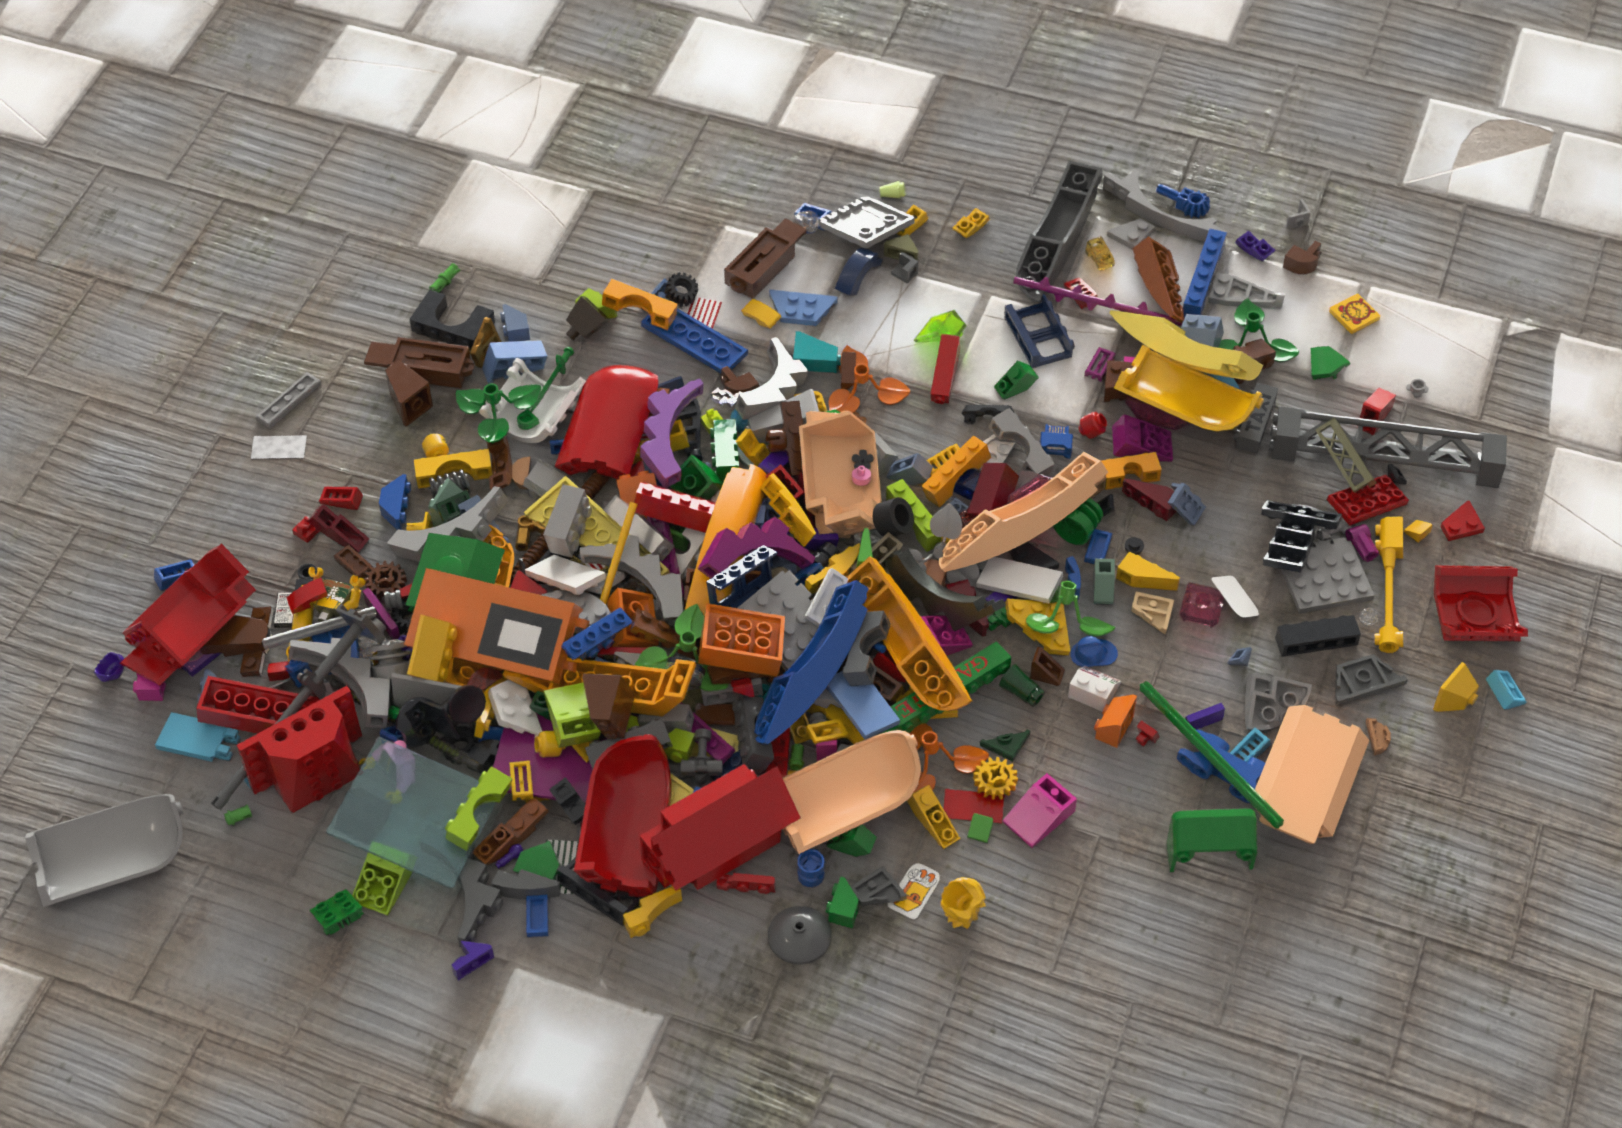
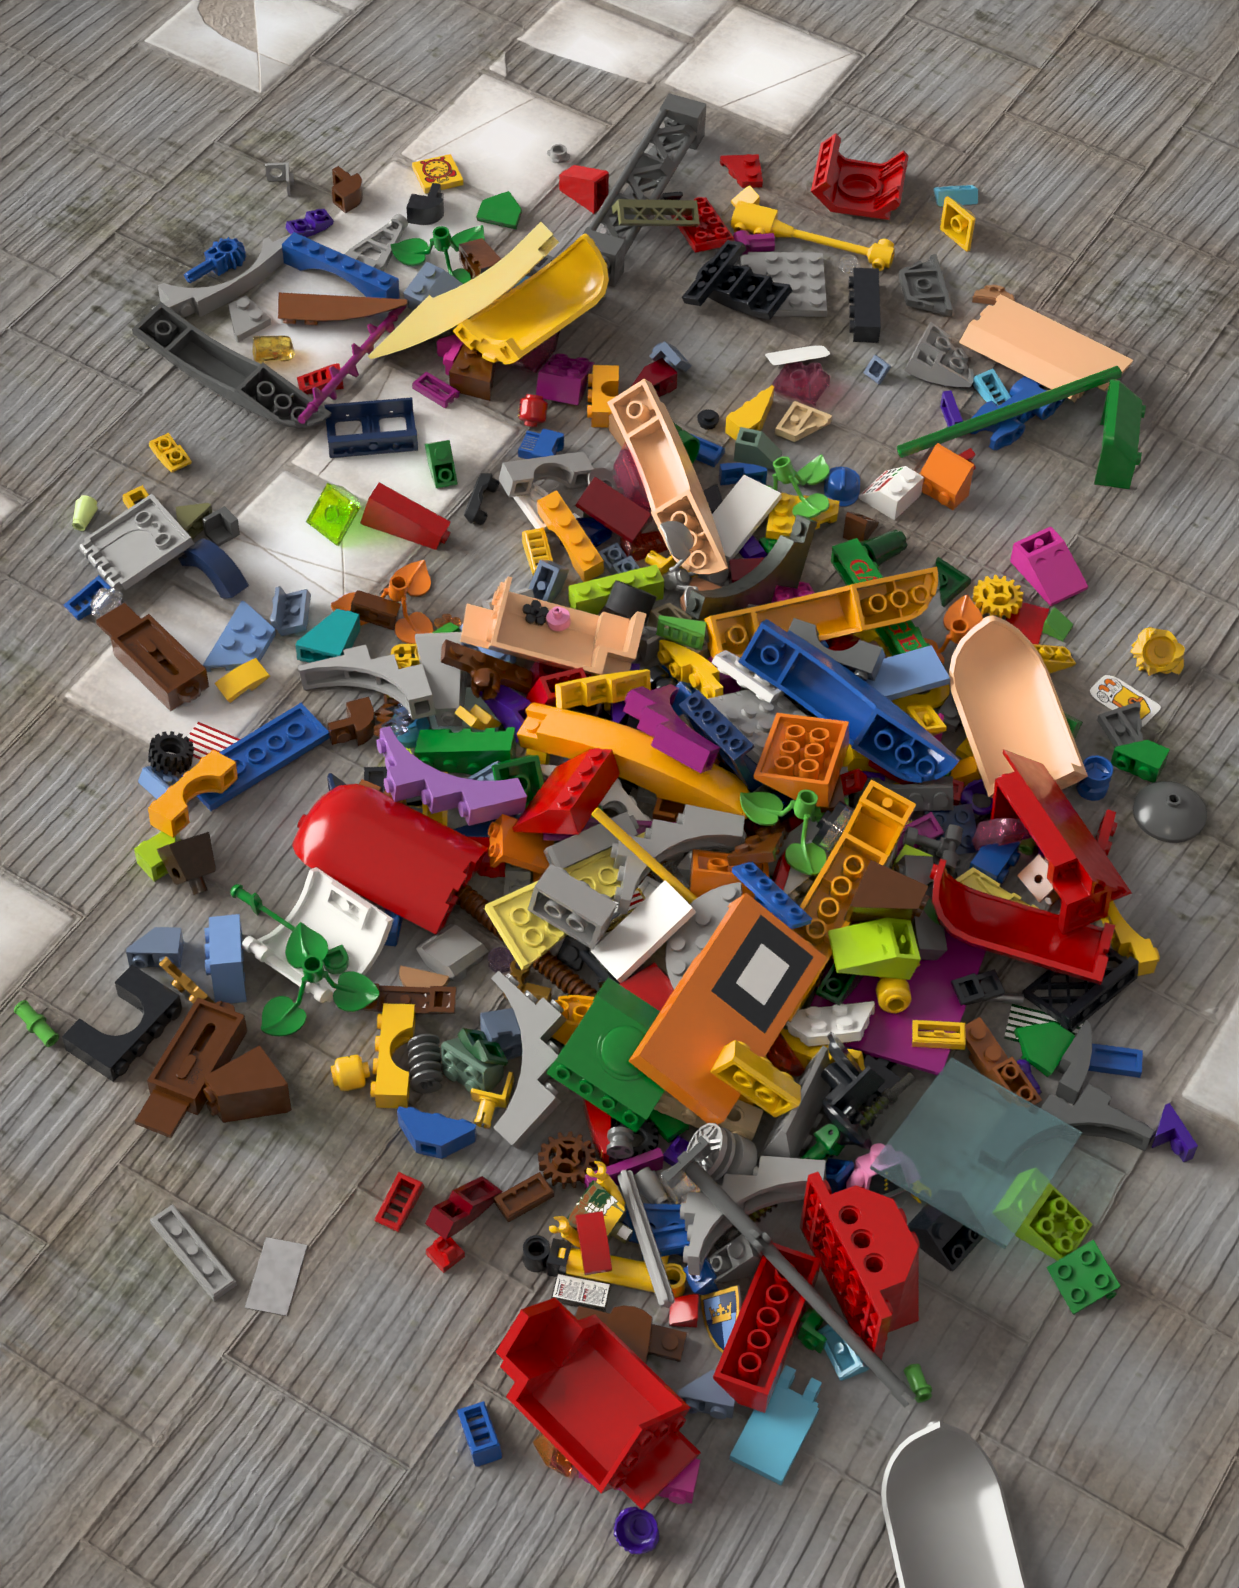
camera: 80 degrees left, 0 degrees up
(491, 788) = (1008, 1097): lime arch -> none
(834, 323) = (290, 611): none -> sand blue bracket
(1304, 315) = (426, 209): none -> black brick

